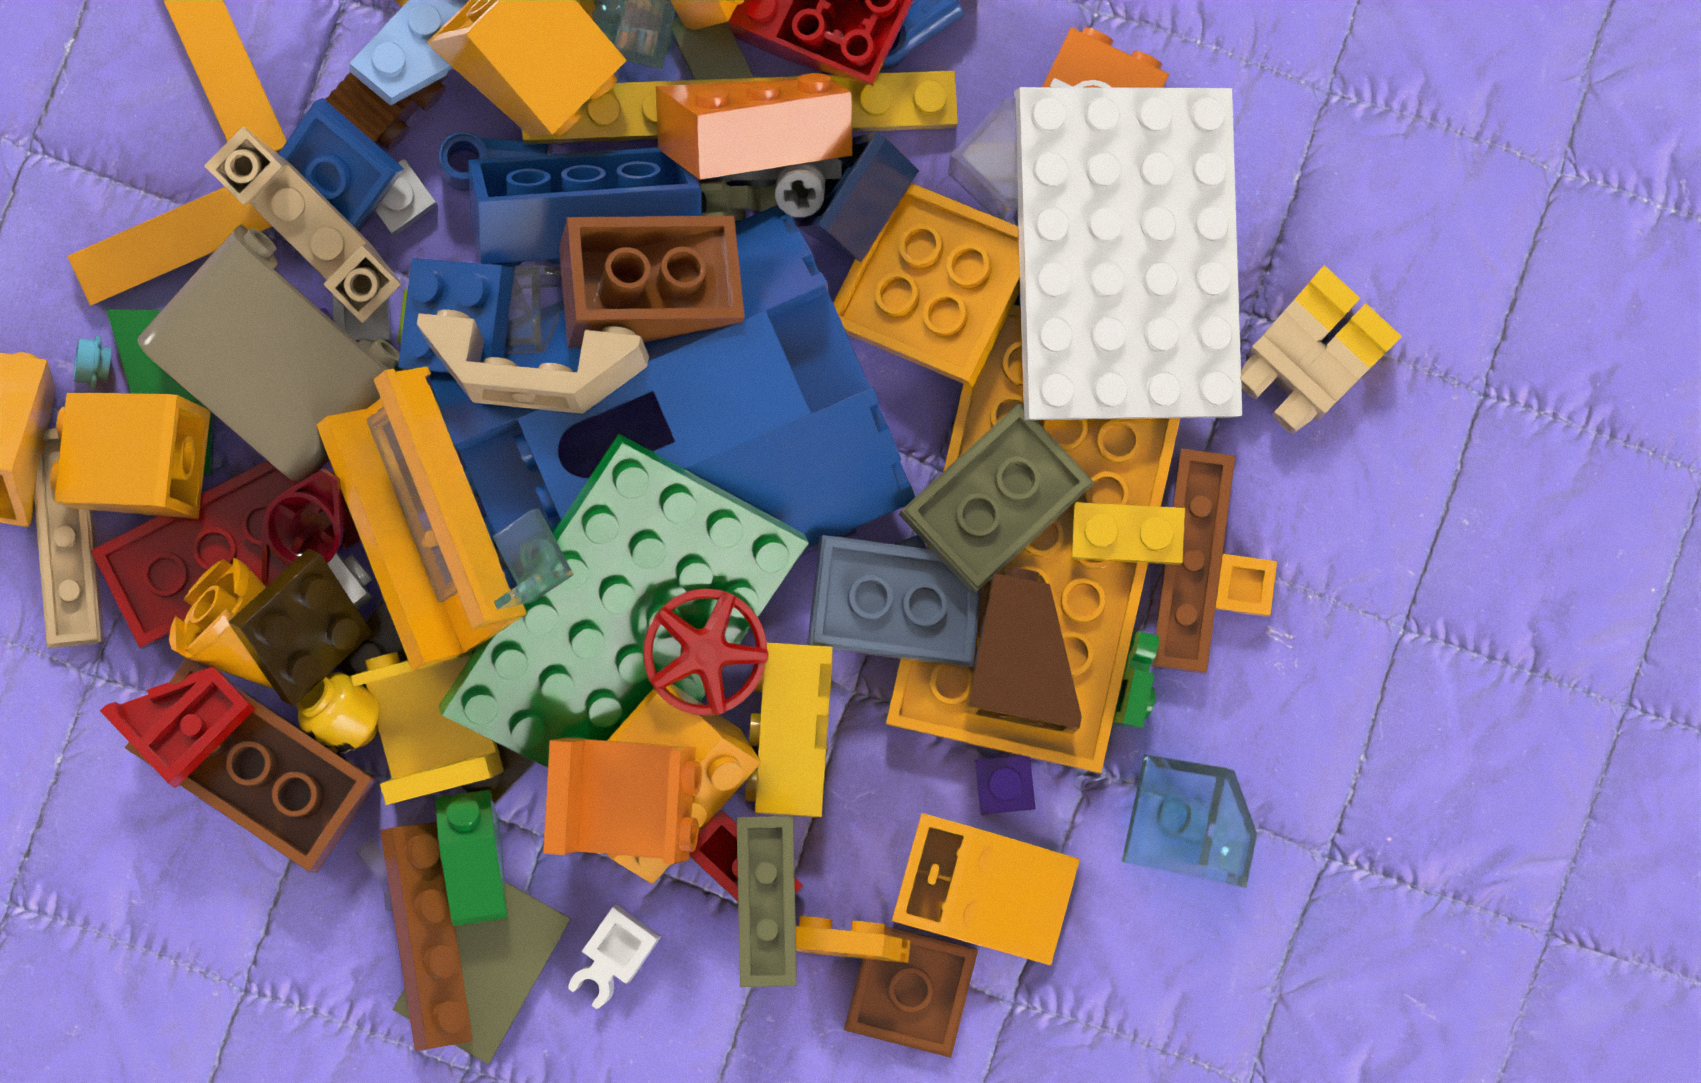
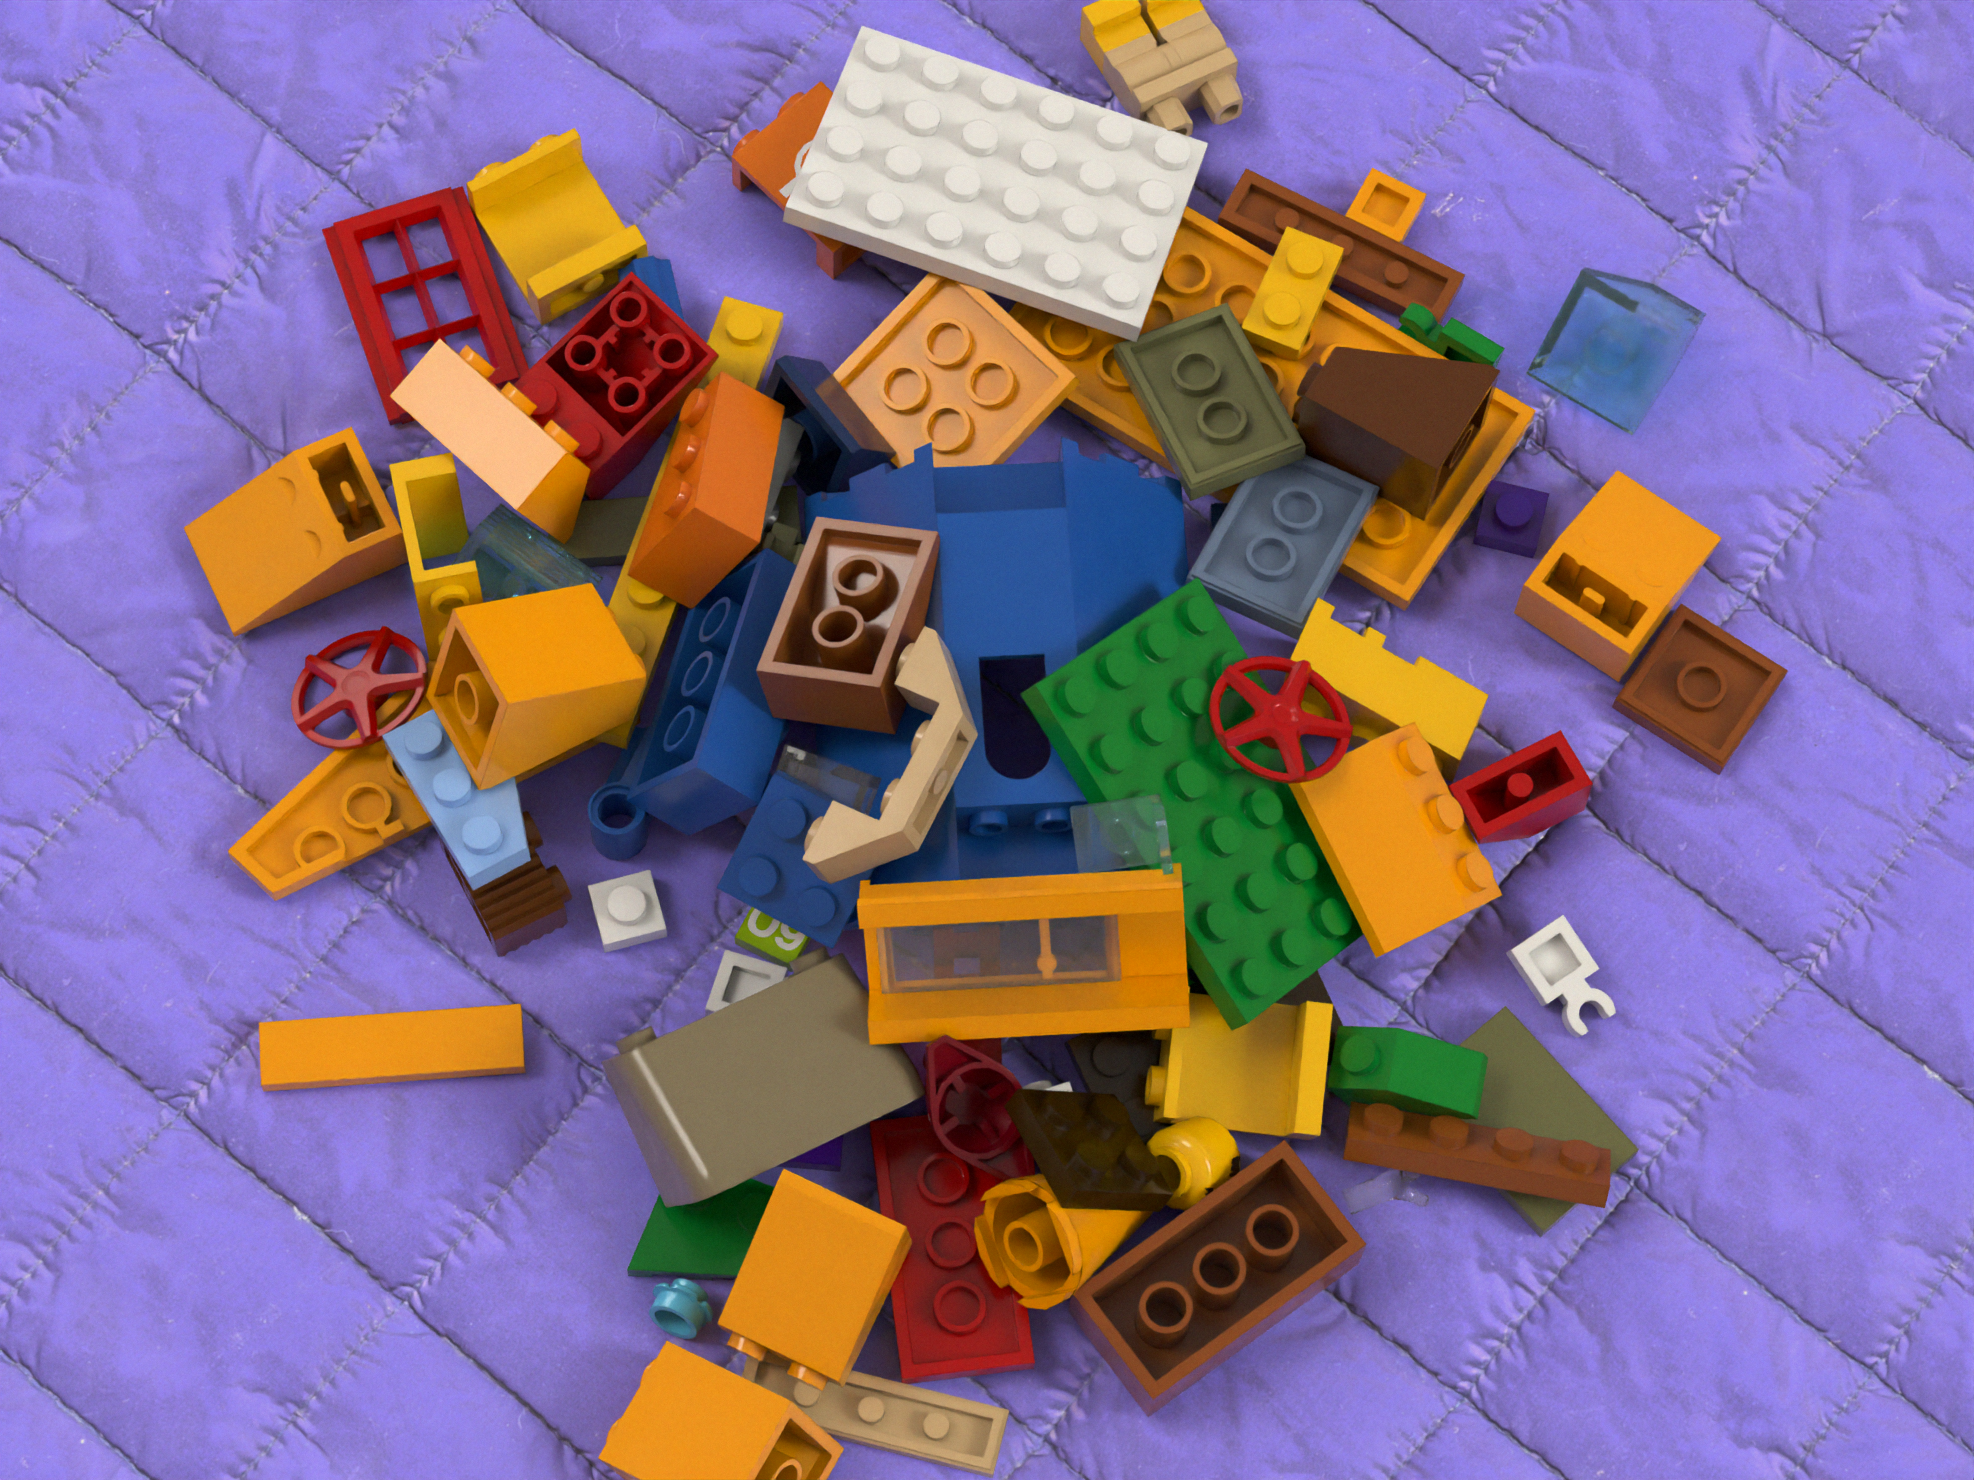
camera: 75 degrees left, 15 degrees down
(161, 244) = (576, 1159): light orange tile -> none
(181, 721) = (1148, 1317): red wing -> none
(306, 221) = (642, 993): tan slope -> none
(341, 162) = (577, 964): blue tile -> none
(621, 799) = (1410, 863): orange panel -> none
(766, 901) = (1570, 763): olive plate -> none
(788, 200) = (814, 458): light grey bush -> none
(864, 940) = (1620, 742): light orange plate -> none
(988, 162) = (847, 278): clear slope -> none

